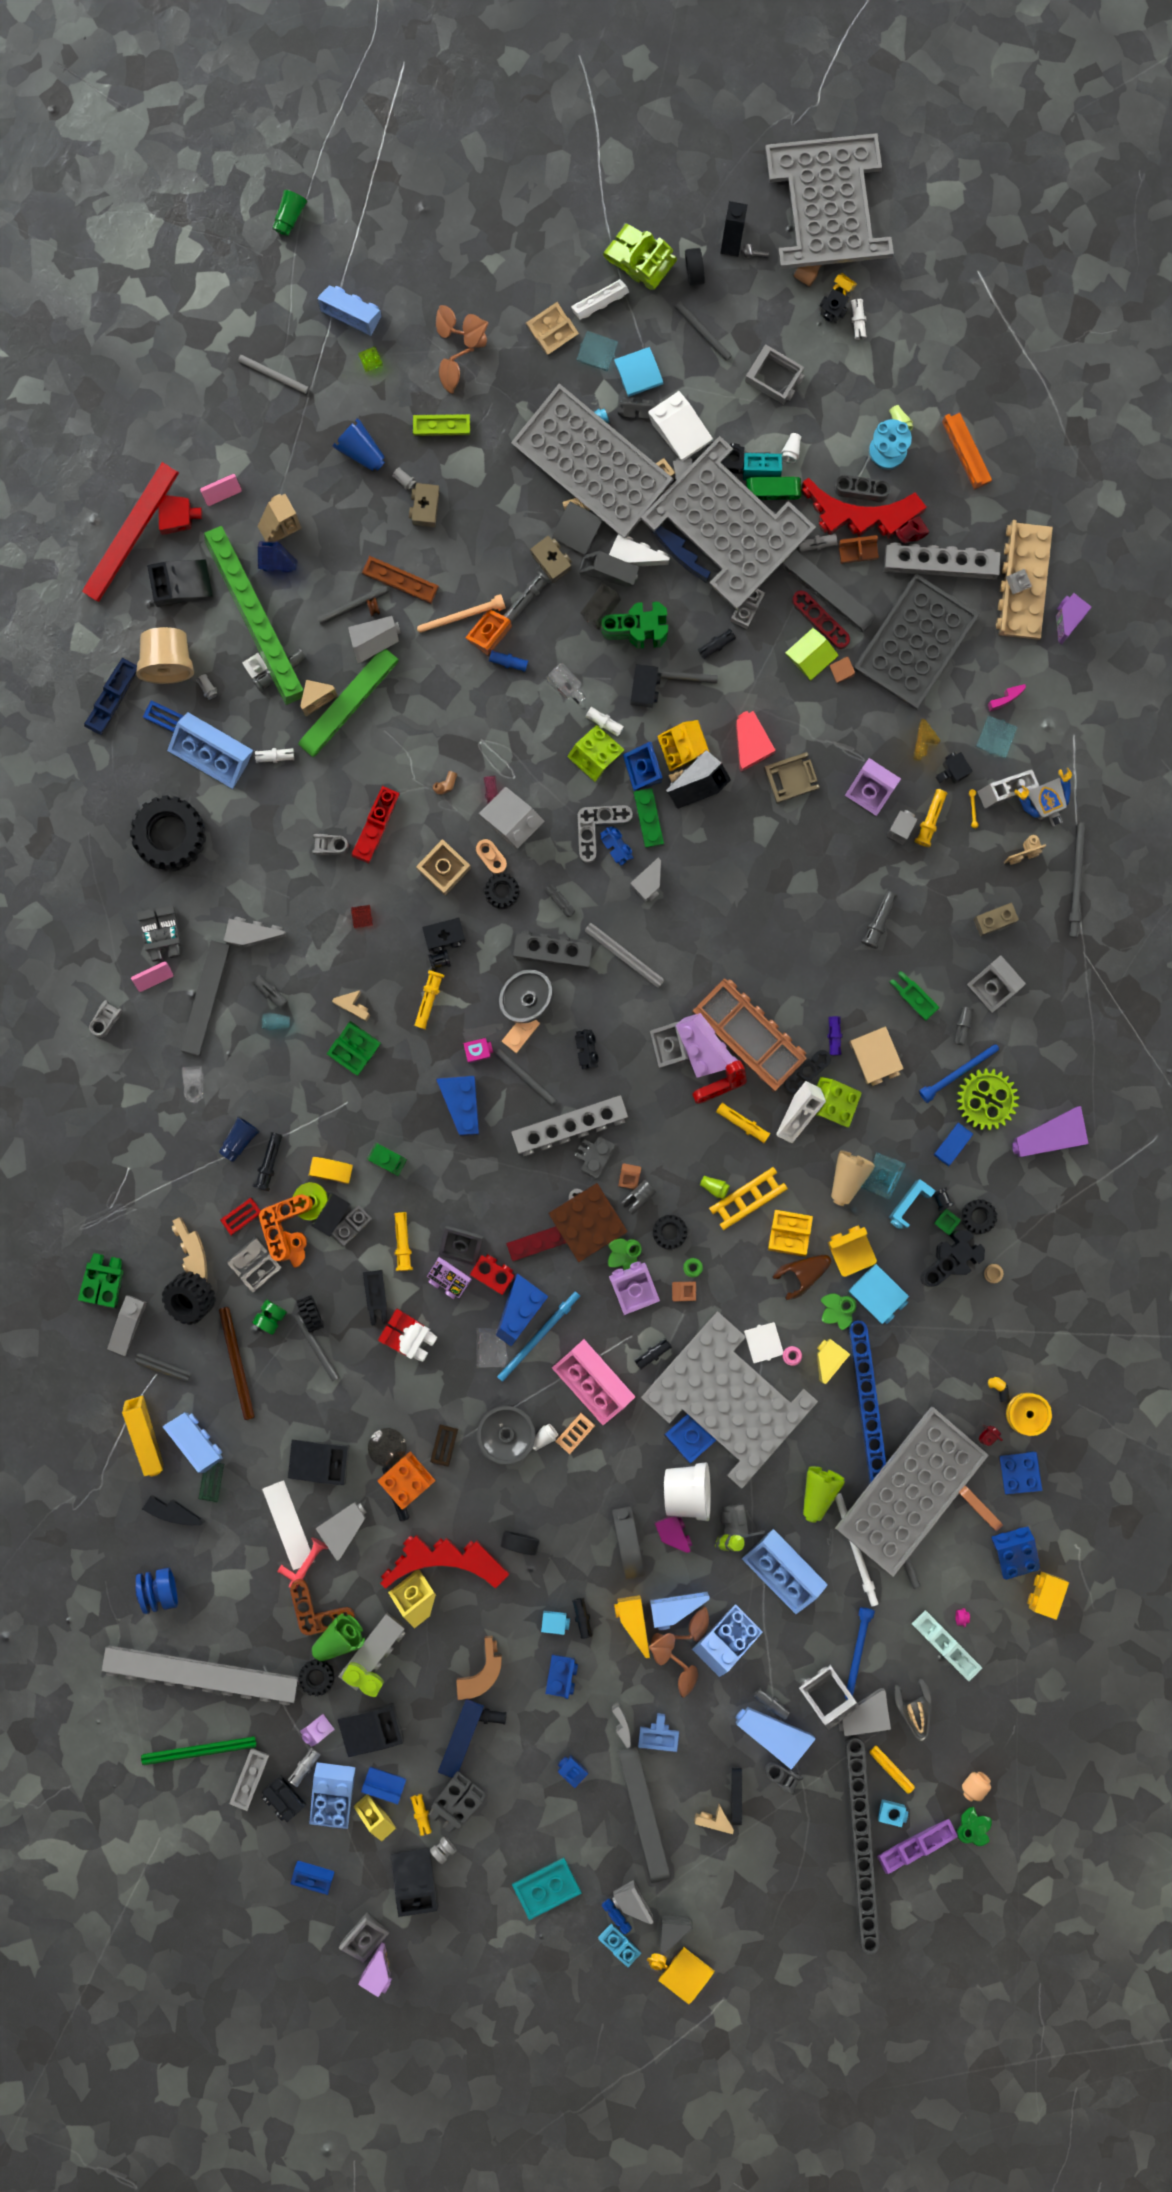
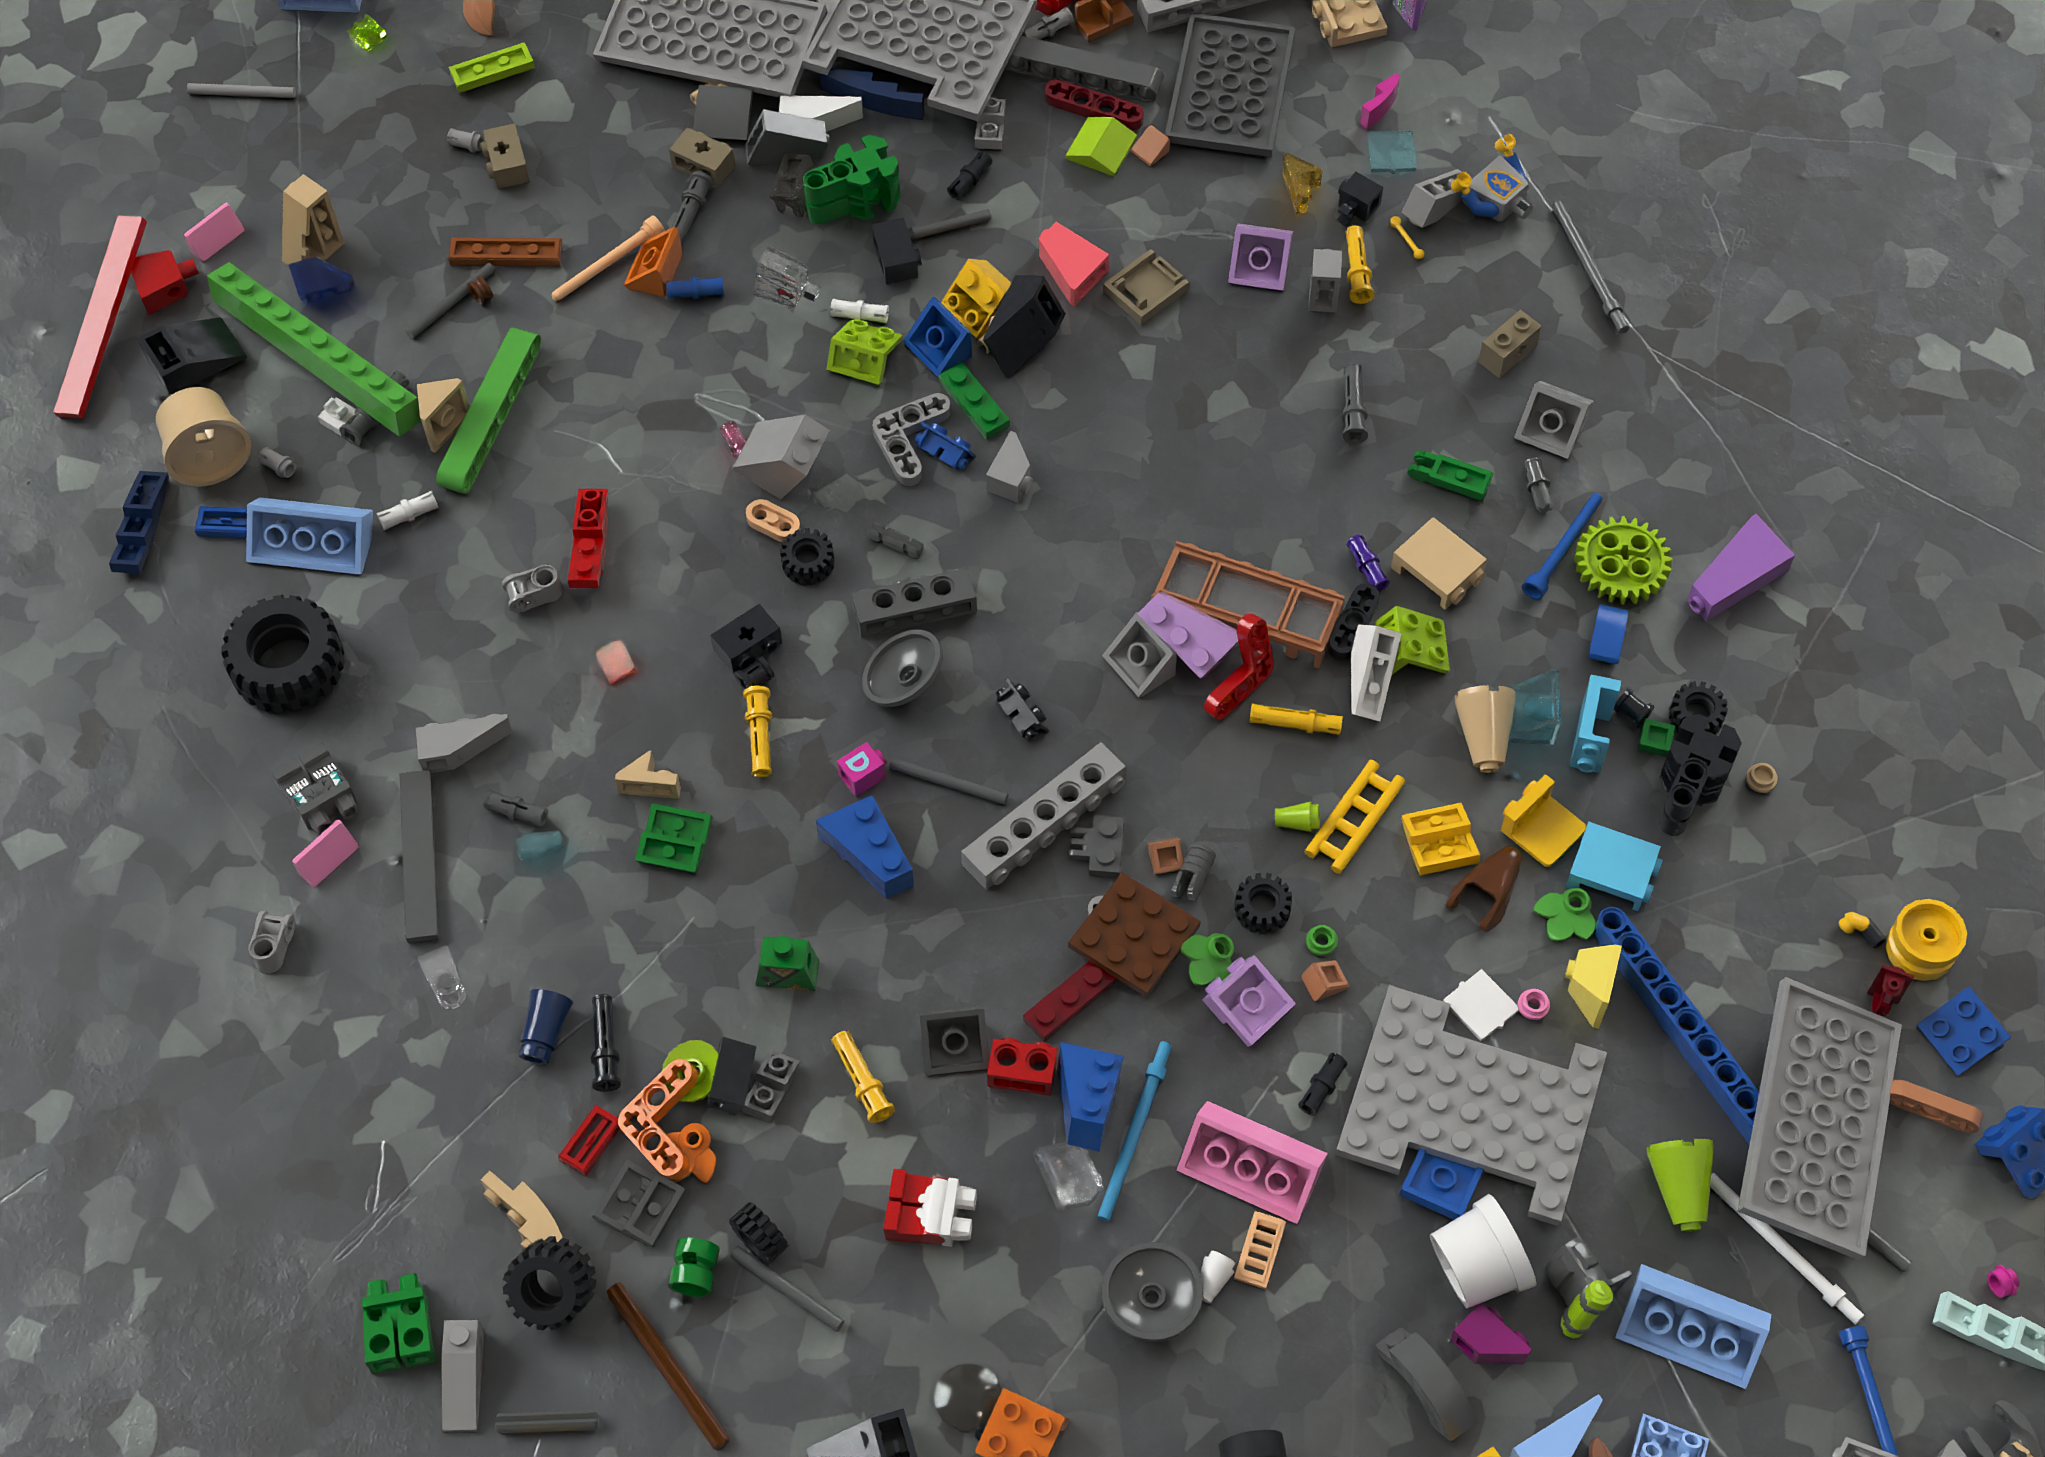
camera: 20 degrees left, 25 degrees down
(330, 1170) = (699, 1015): yellow slope -> none
(360, 446) = (388, 119): blue cone -> none
(373, 637) = (494, 318): light grey slope -> none
(375, 1294) = (851, 1170): black hinge -> none
(440, 1461) = (1064, 1384): dark brown tile -> none
(443, 867) = (709, 553): tan brick -> none
(445, 786) = (671, 461): medium nougat arm -> none
(449, 1278) = (957, 1091): slope -> none
(519, 1035) = (915, 726): light nougat plate -> none
(624, 955) = (1020, 573): light grey axle -> none
(1032, 849) = (1507, 249): tan hinge -> none

